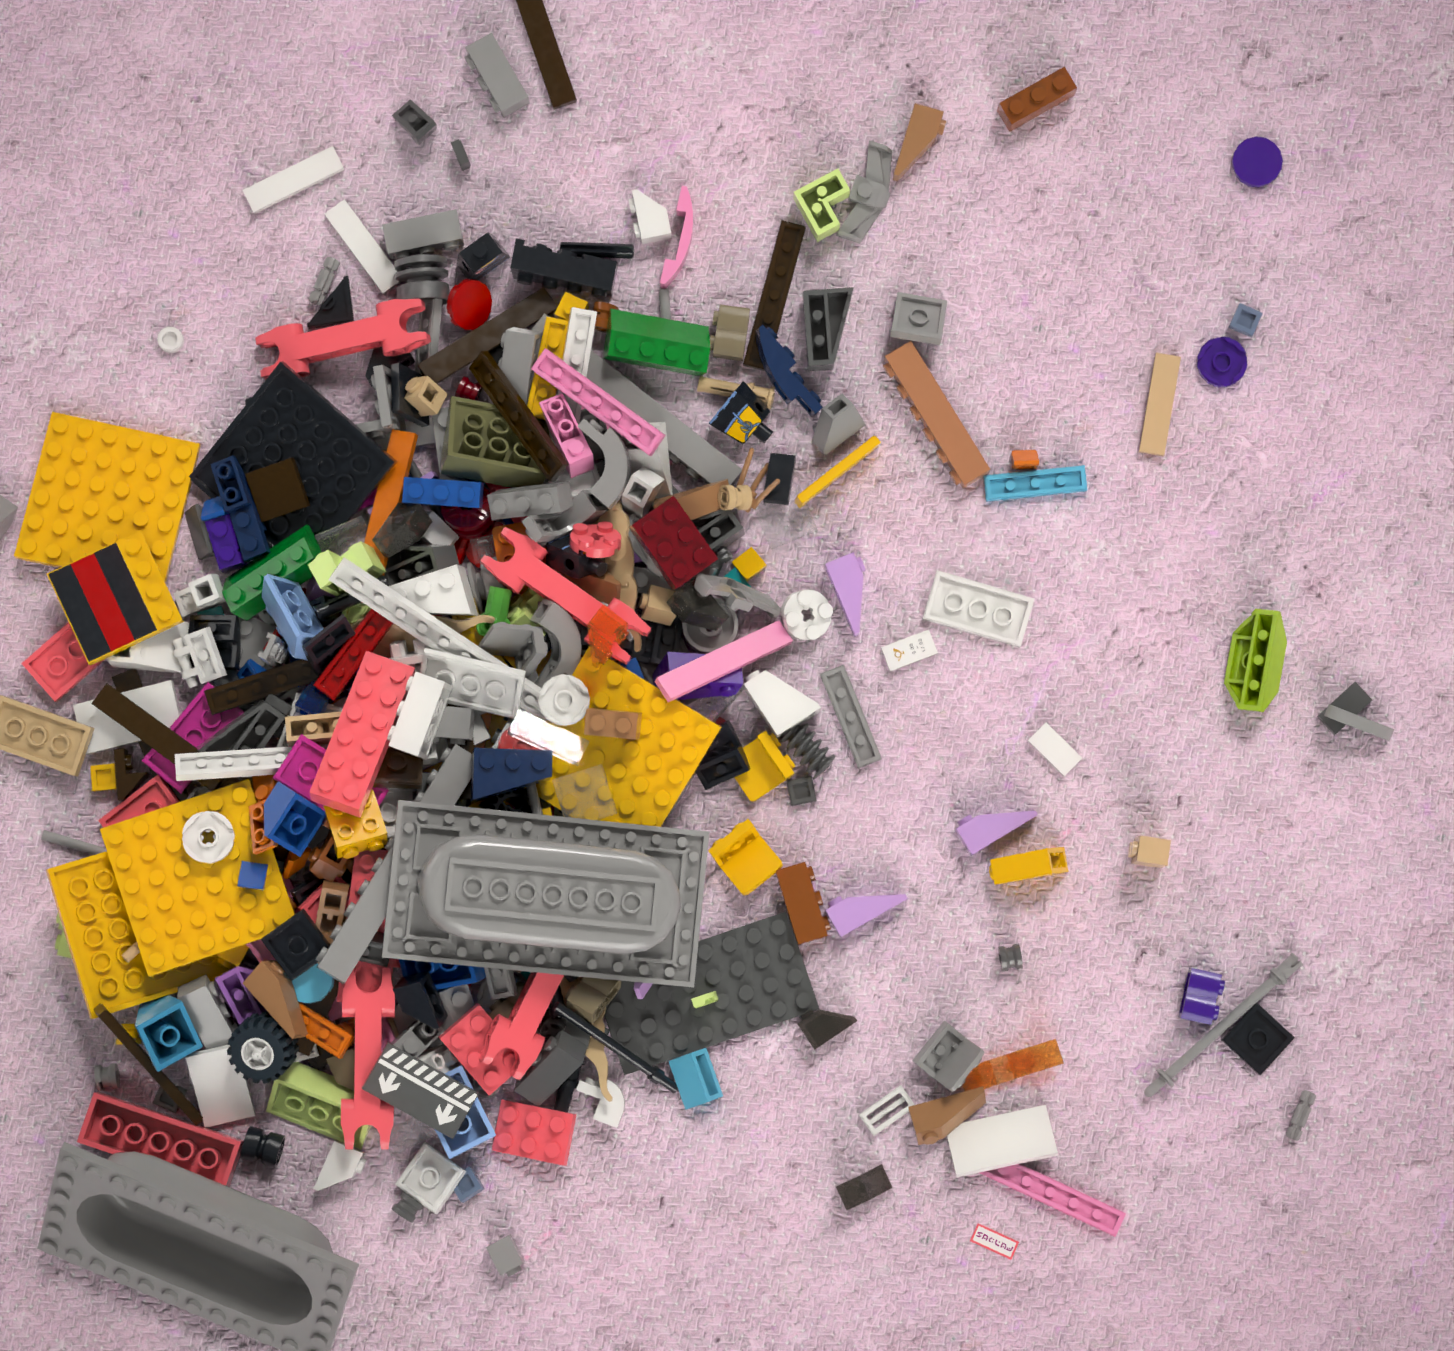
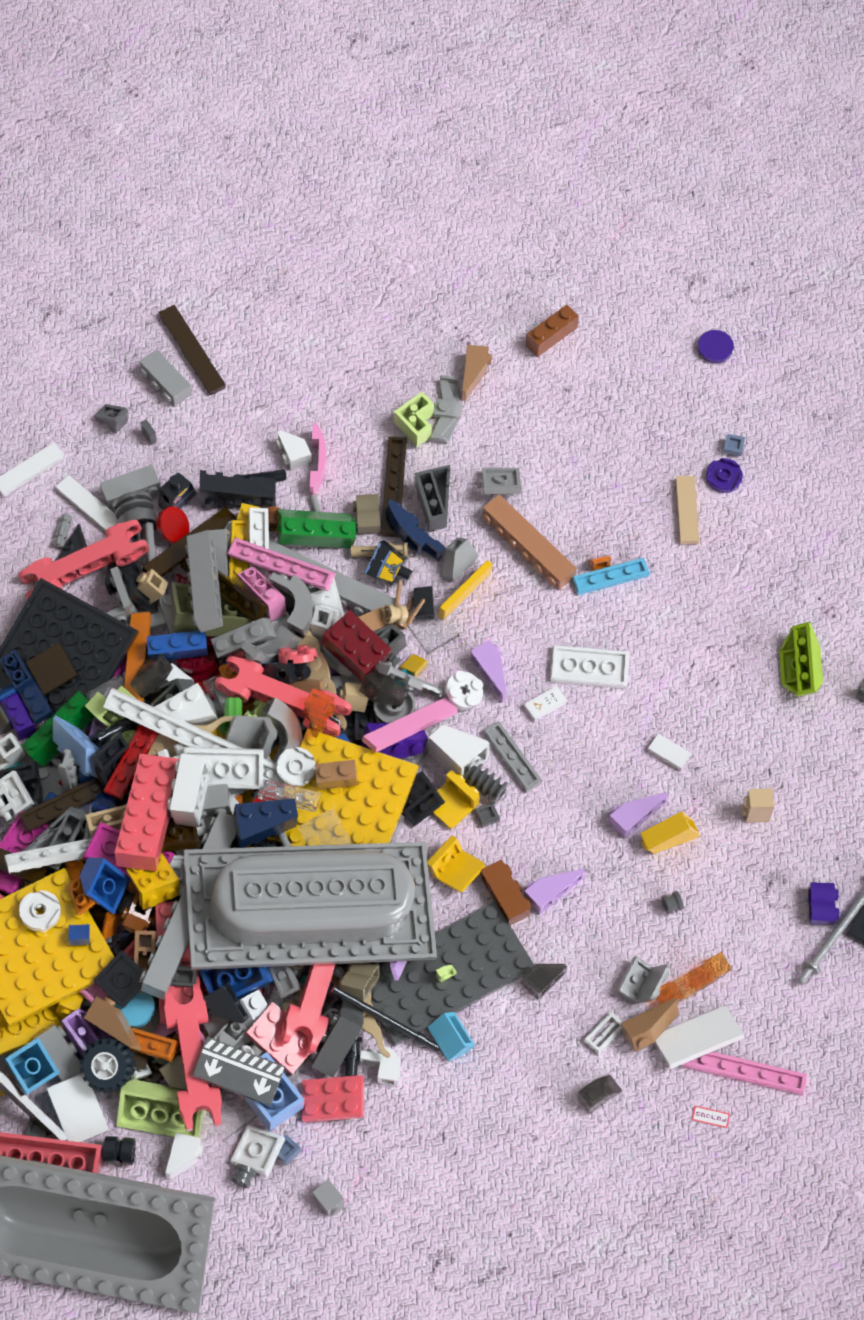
camera: 15 degrees left, 20 degrees down
(491, 413) = (204, 581): none -> light grey brick

